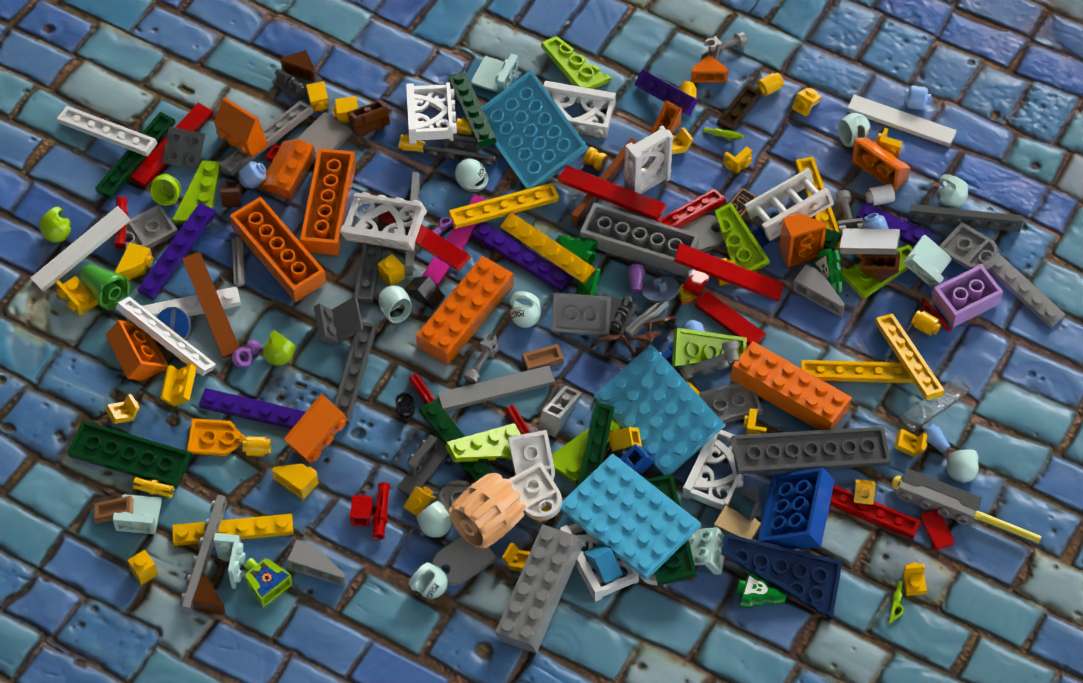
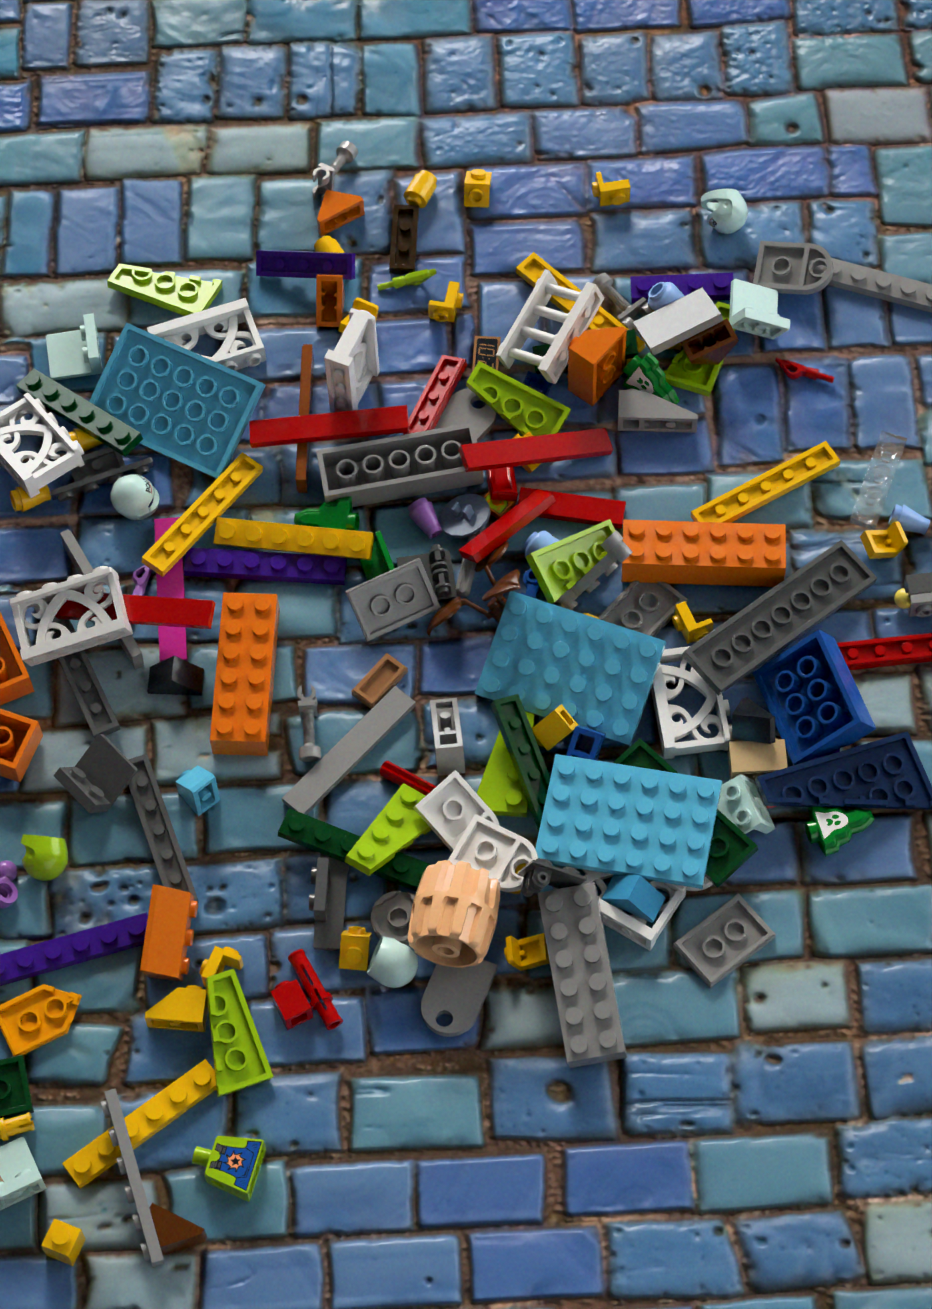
camera: 30 degrees left, 5 degrees up
(231, 549) = (162, 1149): light aqua bracket -> none
(256, 446) = (101, 997): yellow brick -> none
(313, 562) = (275, 1105): light grey slope -> none
(314, 512) = (235, 1041): none -> lime wing
(334, 464) = (218, 960): none -> yellow bracket
(391, 270) = (117, 674): yellow brick -> none
(391, 299) = (143, 711): light aqua helmet -> none
(391, 361) = (198, 789): none -> medium azure slope
(405, 405) = (250, 831): black wheel -> none
(421, 388) = (259, 806): red axle -> none
(429, 581) = (441, 1044): light aqua helmet -> none
(524, 315) = (323, 638): light aqua helmet -> none
(550, 512) = (541, 873): none -> dark grey hinge
(596, 159) = (274, 394): yellow wheel -> none
(643, 620) = (724, 940): none -> light grey tile
(680, 308) = (507, 526): none -> red tile
(853, 127) = (558, 190): light aqua helmet -> none
(864, 491) = (873, 629): yellow bracket -> none
(880, 163) = (618, 220): orange slope -> none
(880, 195) = (644, 257): white brick -> none
(902, 120) = (603, 154): white tile -> none
(909, 357) = (815, 437): yellow plate -> none
(917, 97) = (605, 115): light blue head -> none
(926, 323) = (802, 386): yellow brick -> none
(967, 295) = (828, 327): lavender brick -> none
(972, 218) = (767, 230): dark grey plate -> none

